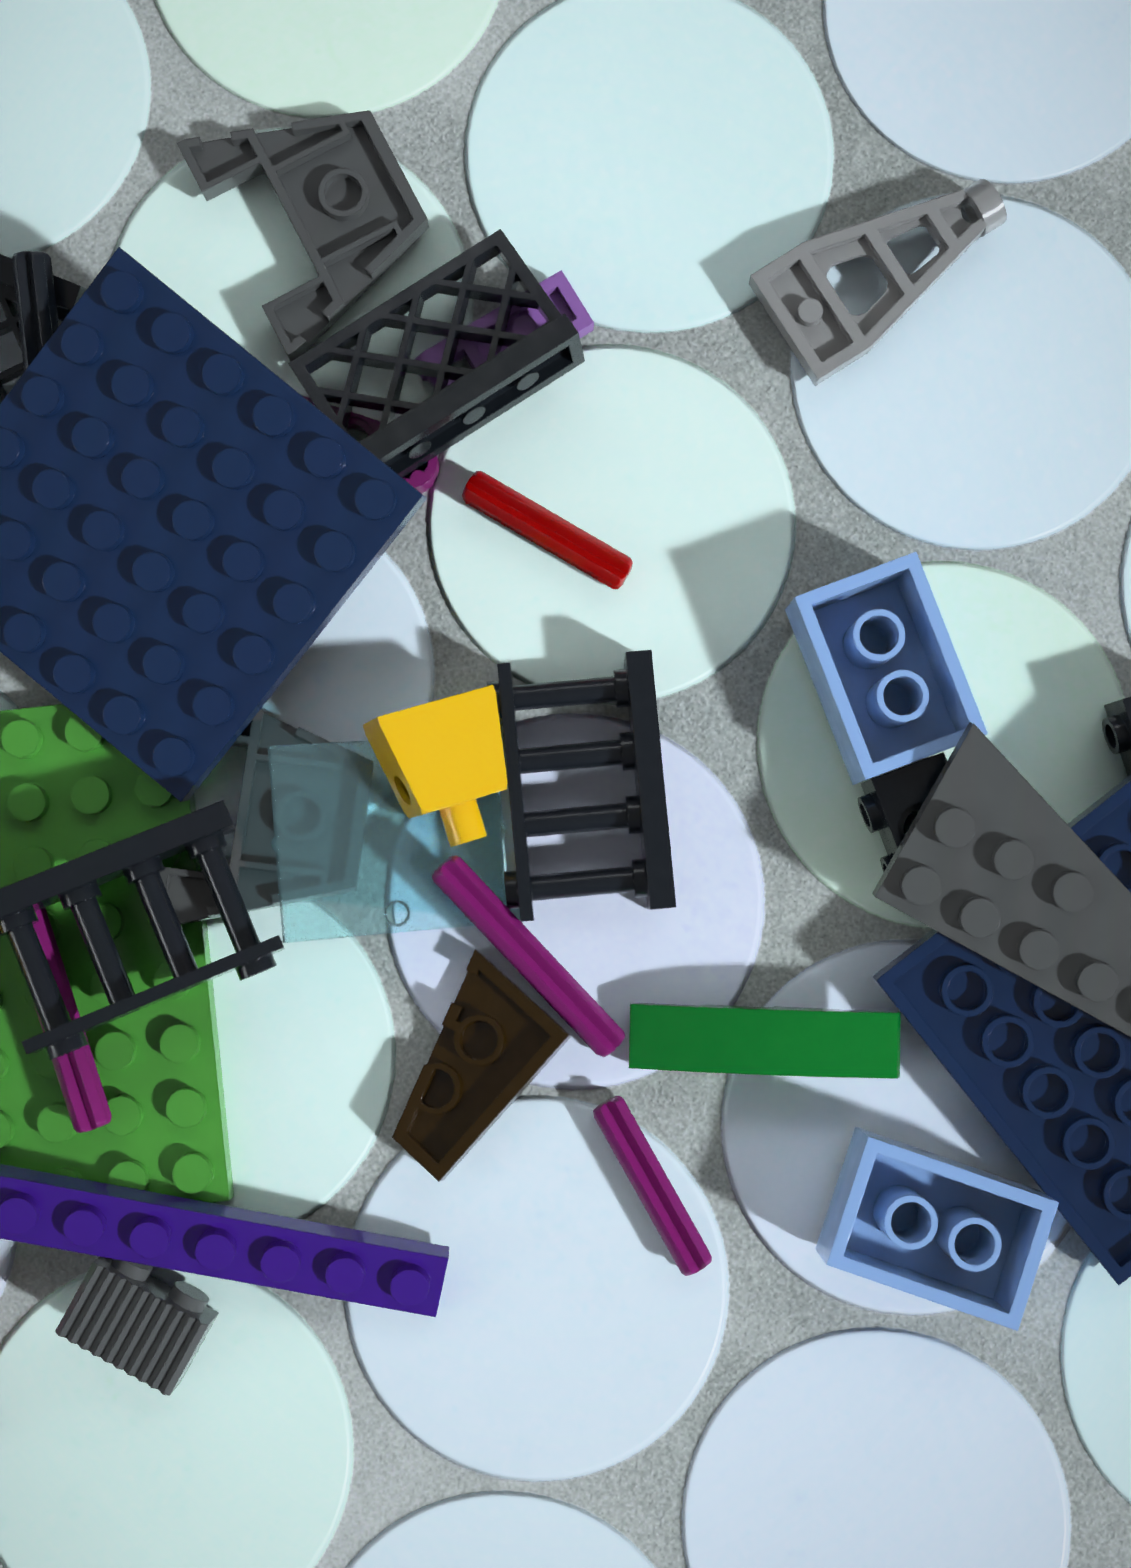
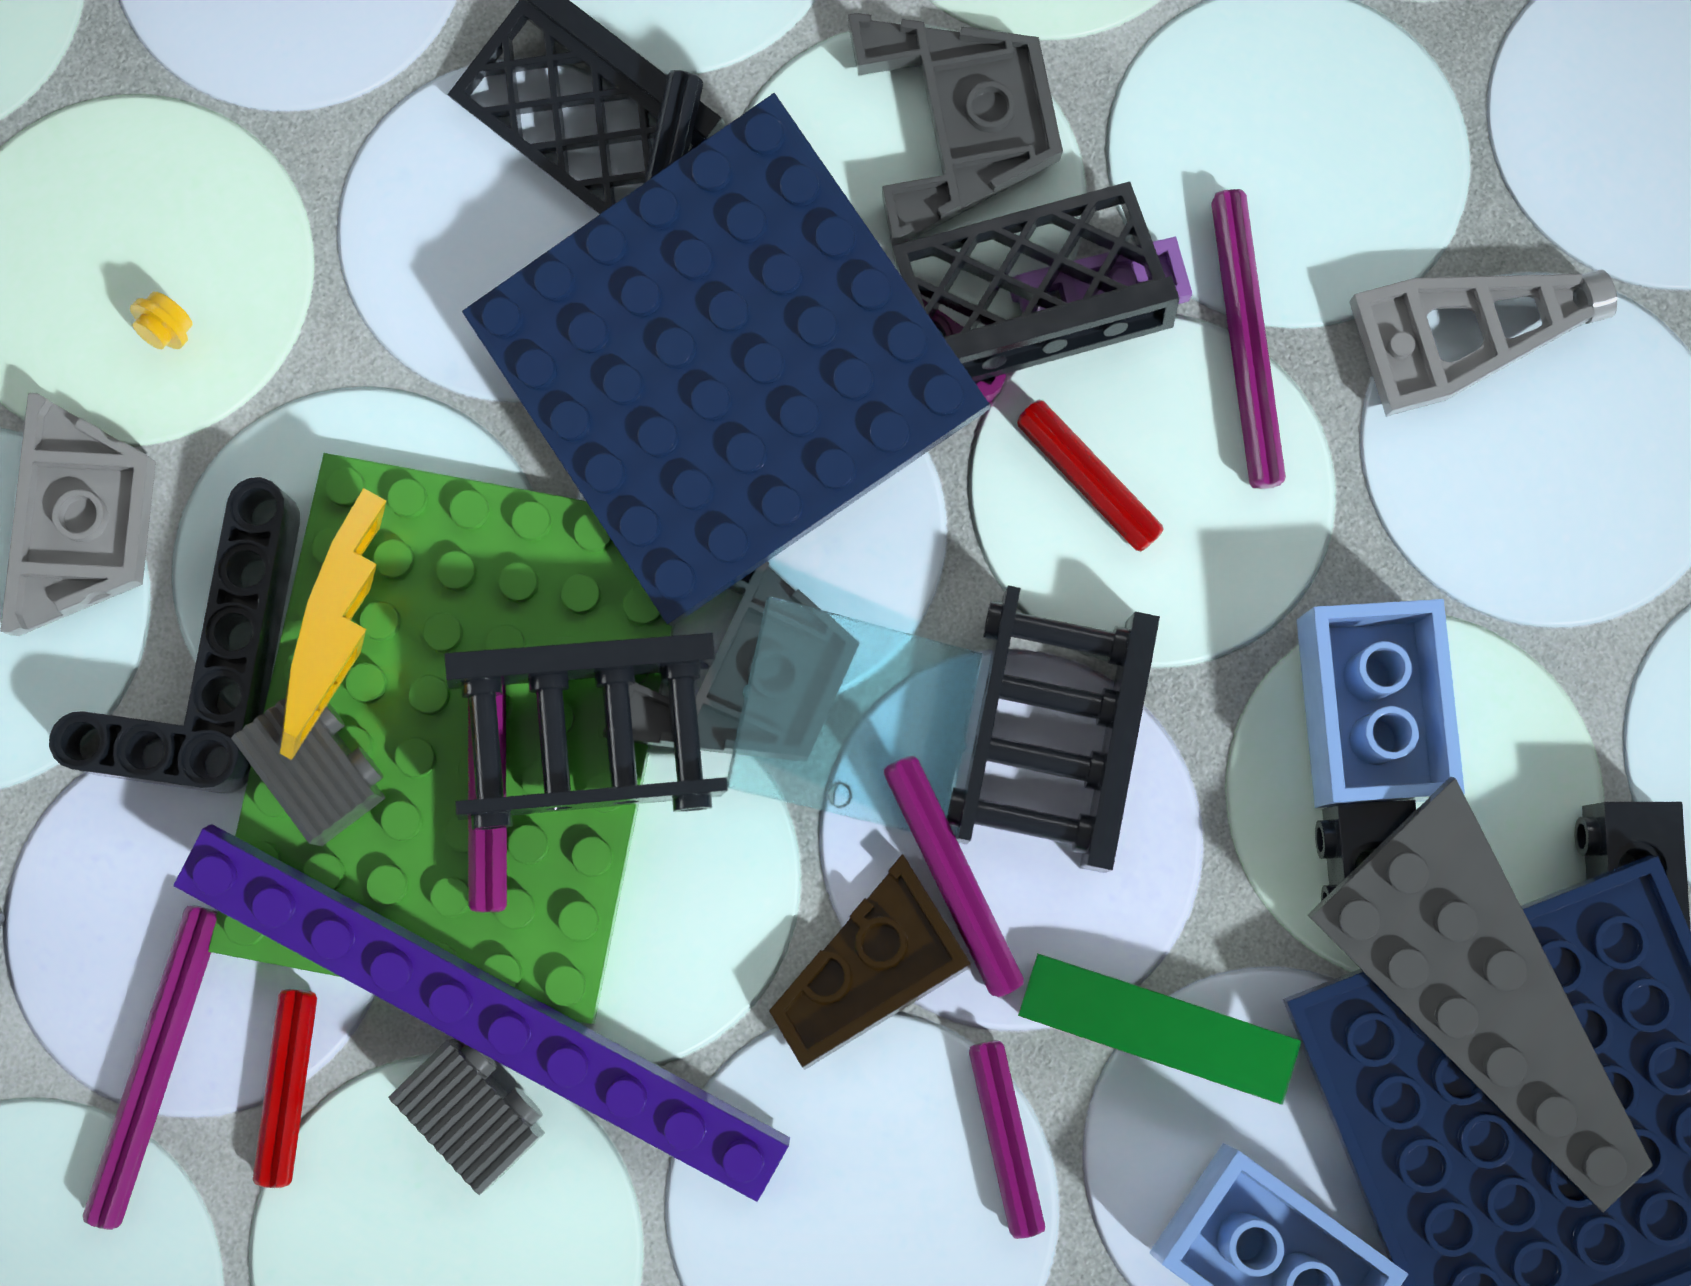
camera: 15 degrees right, 5 degrees down
(443, 758) = (930, 659): yellow torso -> none
(661, 349) = (1248, 339): none -> magenta axle

